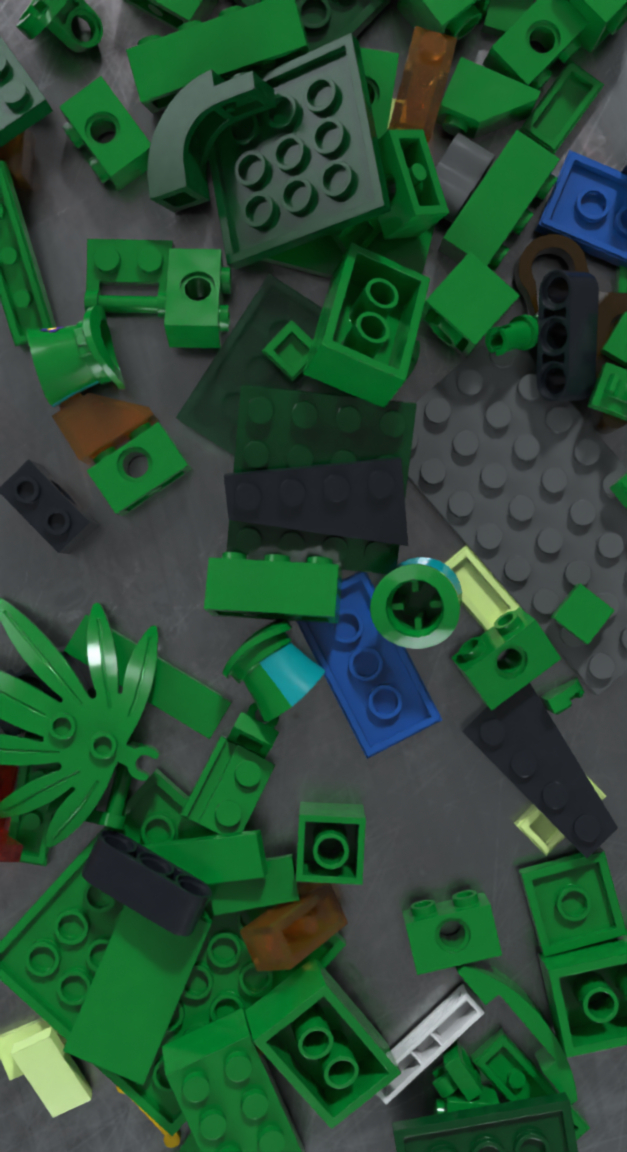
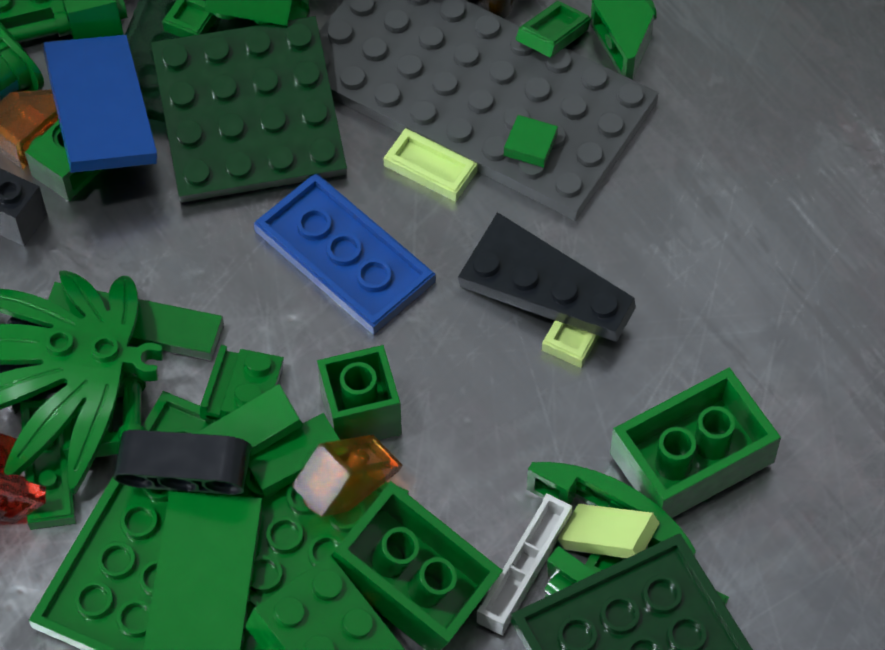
camera: 10 degrees left, 30 degrees down
(171, 440) = (99, 103): none -> blue tile
(254, 734) = (252, 331): green tile -> none
(273, 588) = (233, 203): green brick -> none
(273, 669) = (251, 260): green hat -> none
(332, 499) = (263, 106): black wing -> none
(417, 603) = (372, 166): green hat -> none
(472, 943) = (500, 471): green brick -> none
(510, 1049) = (608, 531): none -> yellowish green tile
(527, 657) = (489, 181): green brick -> none
(560, 698) = (543, 220): green tile -> none
(572, 902) = (618, 385): green plate -> none

